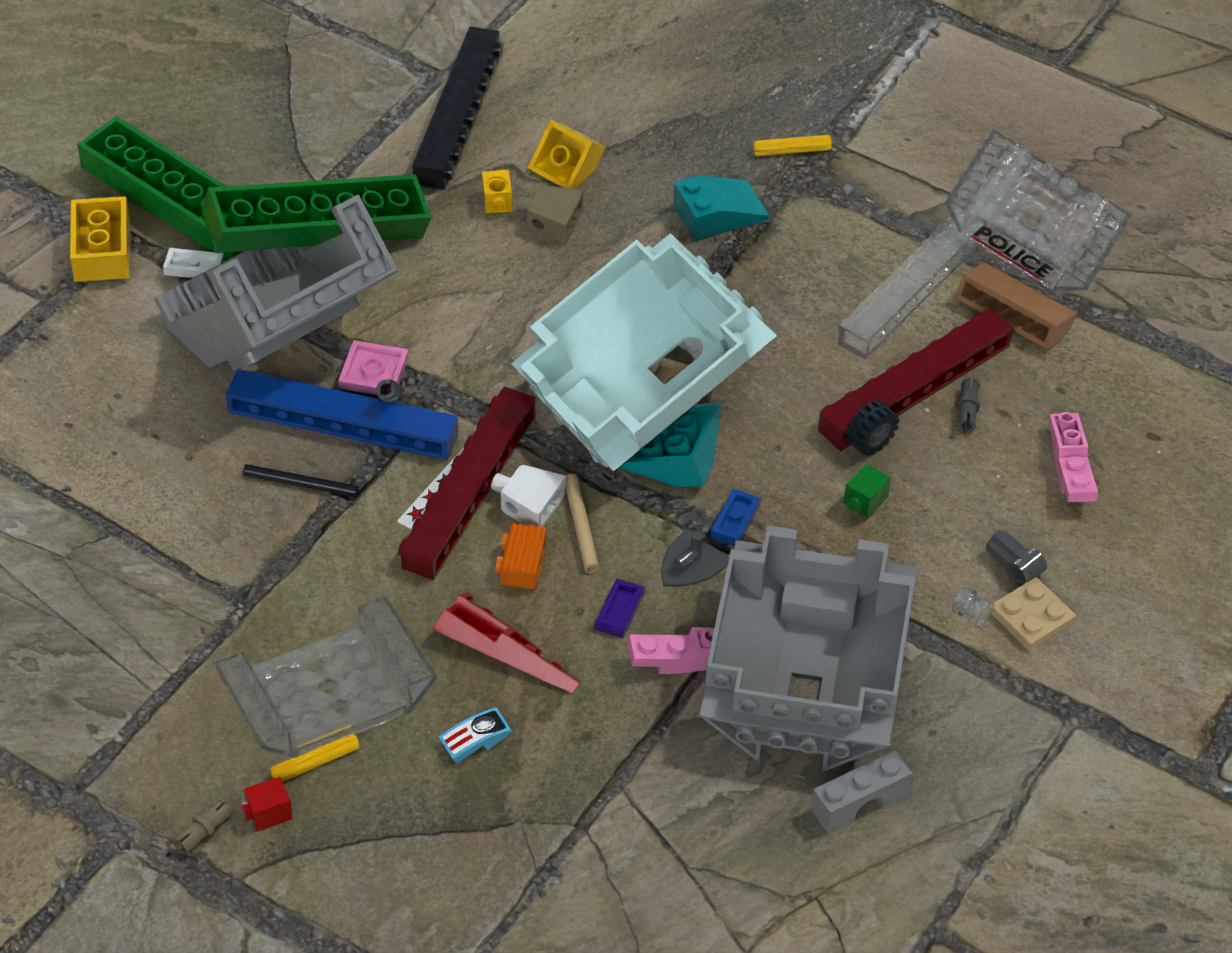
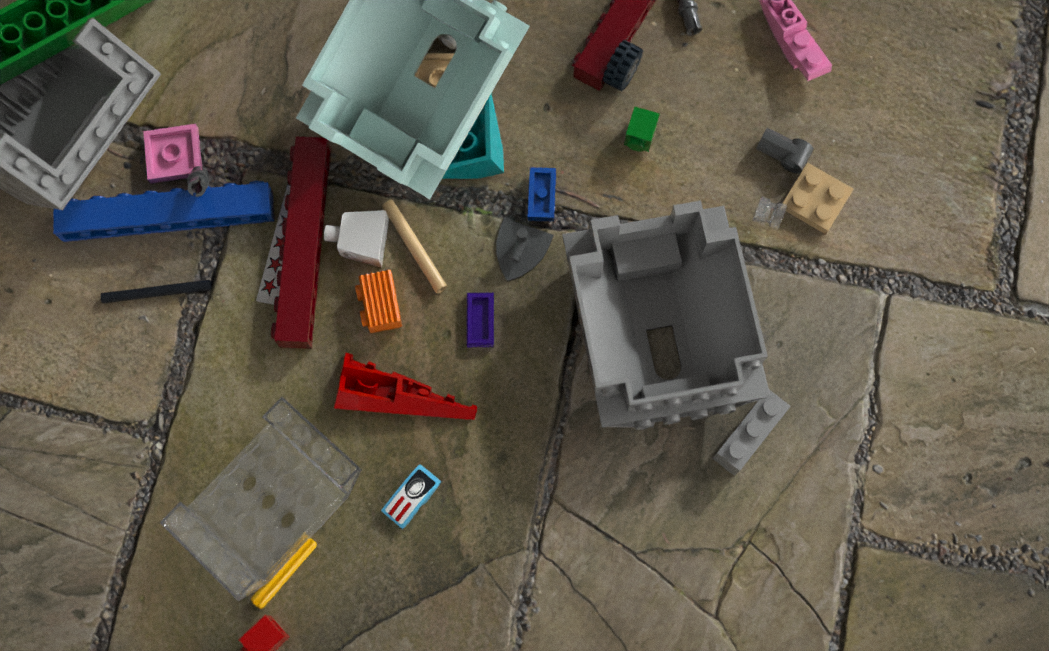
camera: 20 degrees left, 25 degrees up
(671, 652) = (546, 350): bright pink slope -> none

